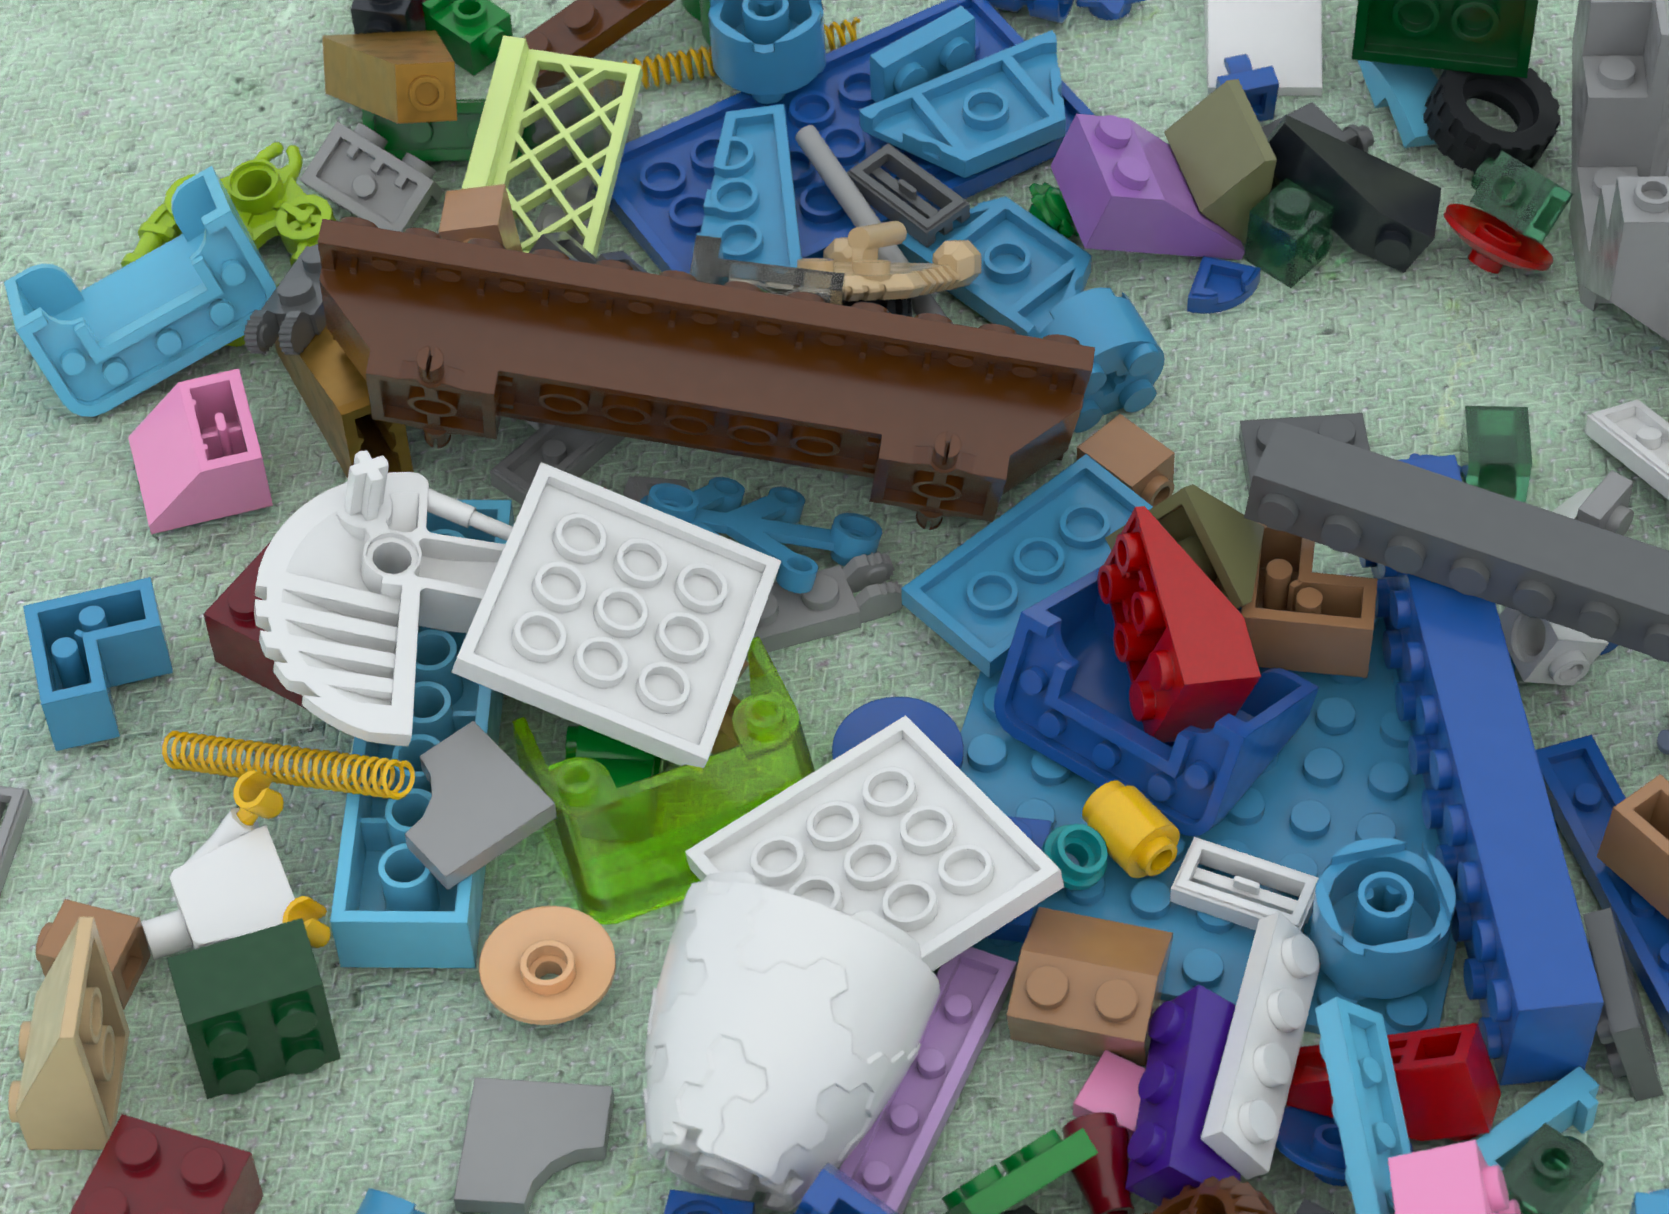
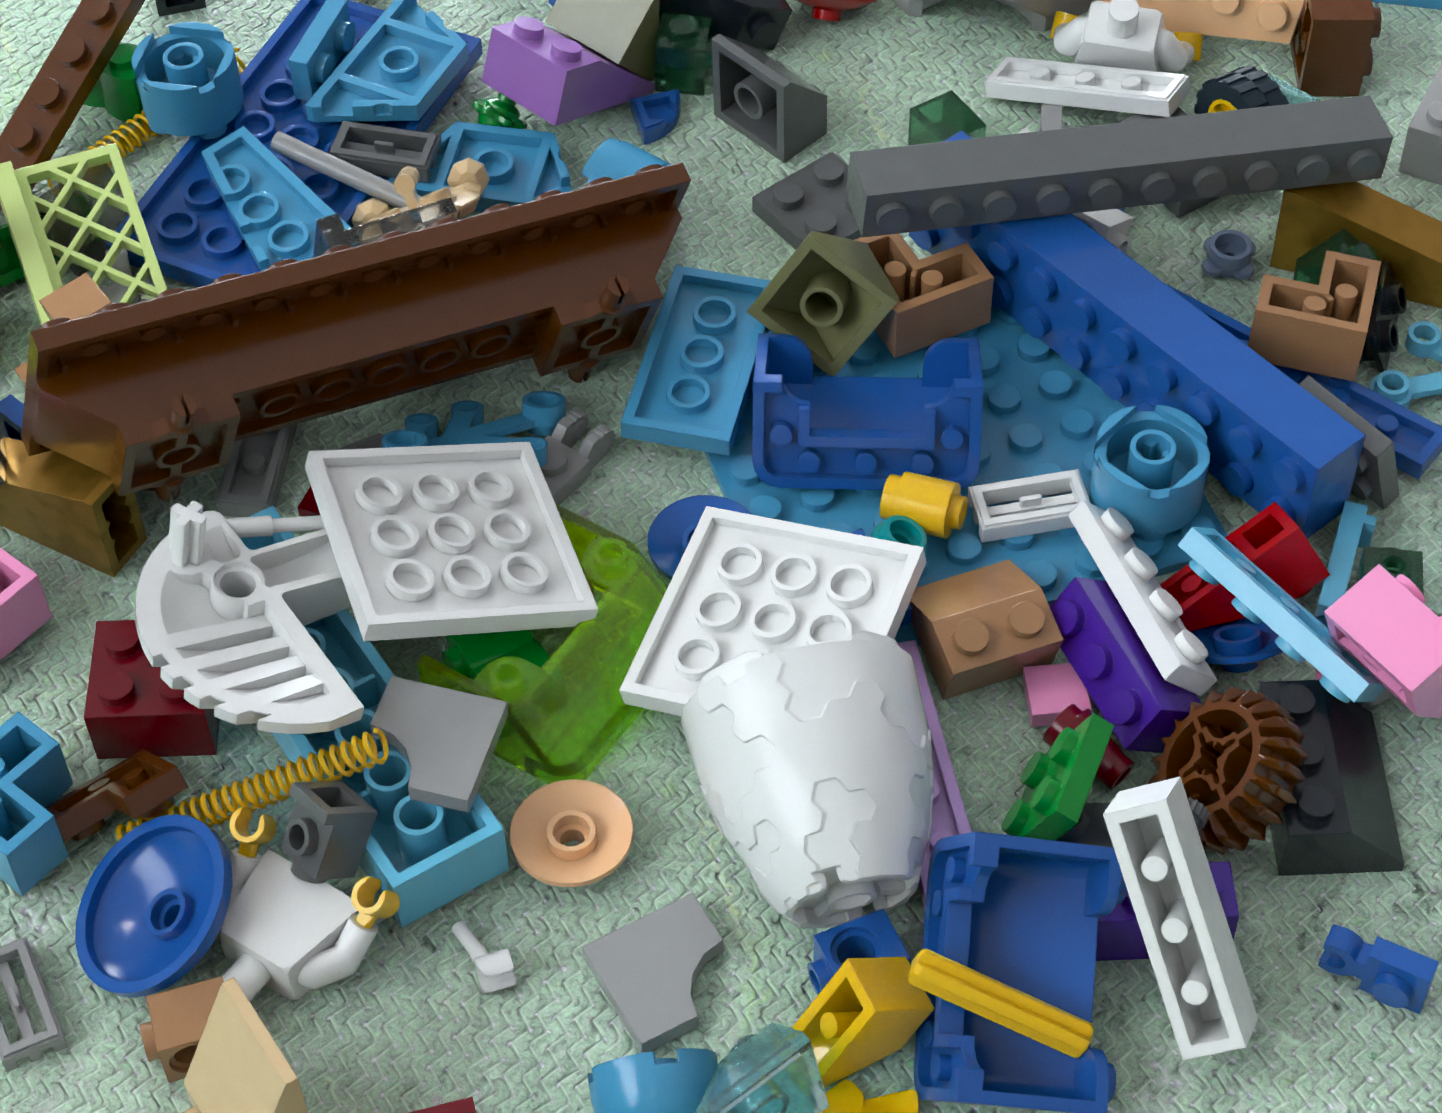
camera: 35 degrees left, 0 degrees up
(137, 822) = (154, 906): none -> blue dish
(192, 703) = (136, 786): none -> reddish brown plate
(254, 1008) = (377, 990): dark green brick -> none
(311, 833) = (327, 830): none -> dark grey brick
(387, 1052) = (492, 969): none -> white hand
(1133, 458) = (704, 251): medium nougat brick -> none
(1175, 632) = (863, 343): red slope -> none
(1335, 321) = (765, 99): none -> dark grey slope

